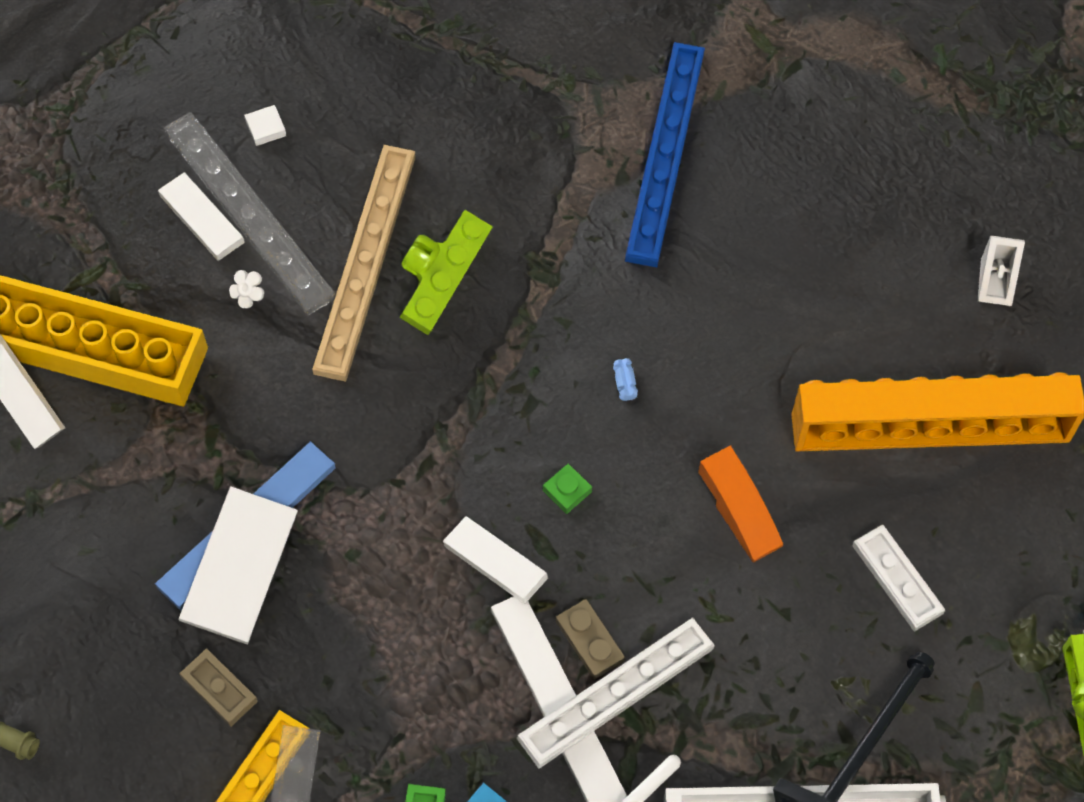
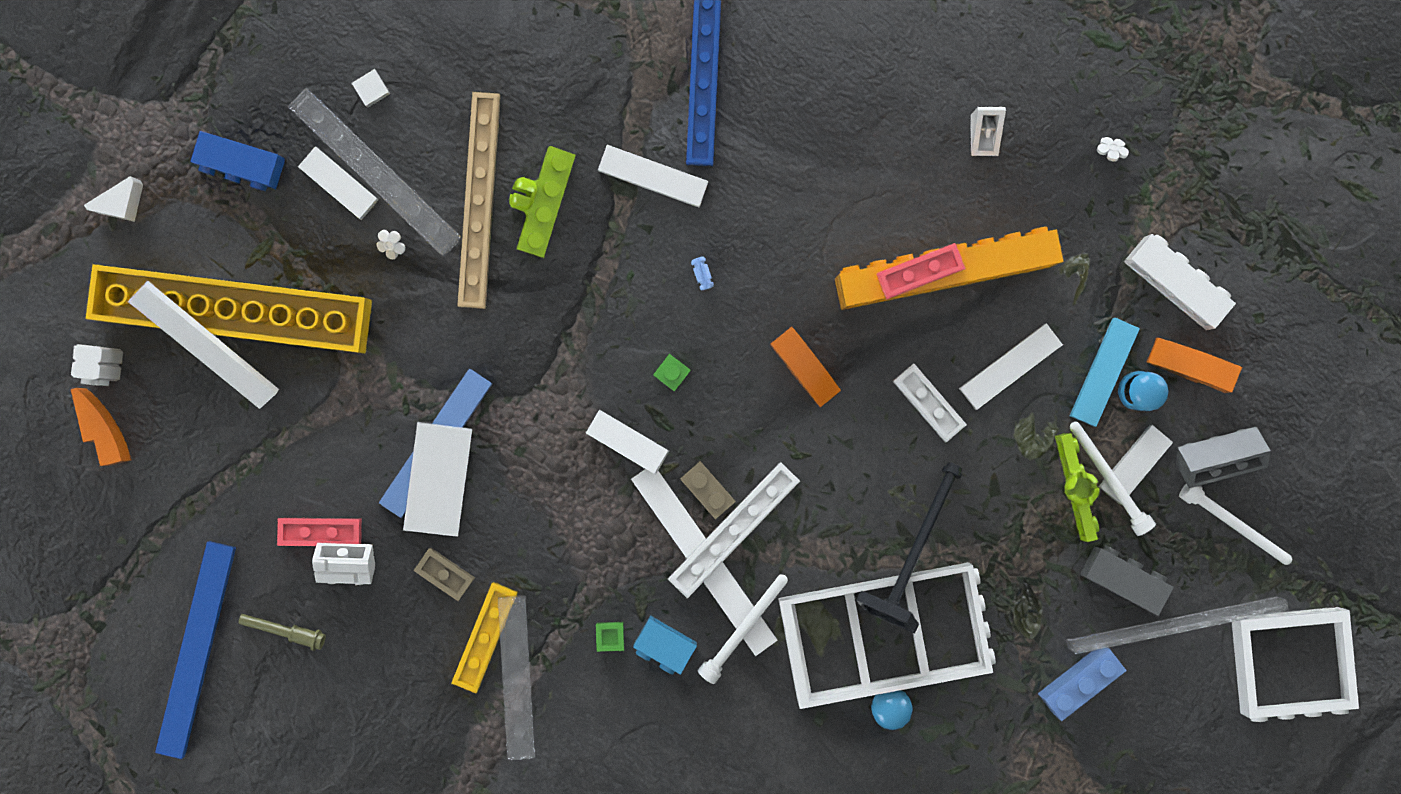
camera: 15 degrees left, 25 degrees up
(68, 607) = (318, 530): none -> coral plate
(89, 172) = (237, 161): none -> blue brick
(90, 648) = (343, 563): none -> white brick
(582, 265) = (653, 176): none -> white tile
(902, 394) = (920, 271): none -> coral tile
(1009, 549) = (1010, 366): none -> white tile

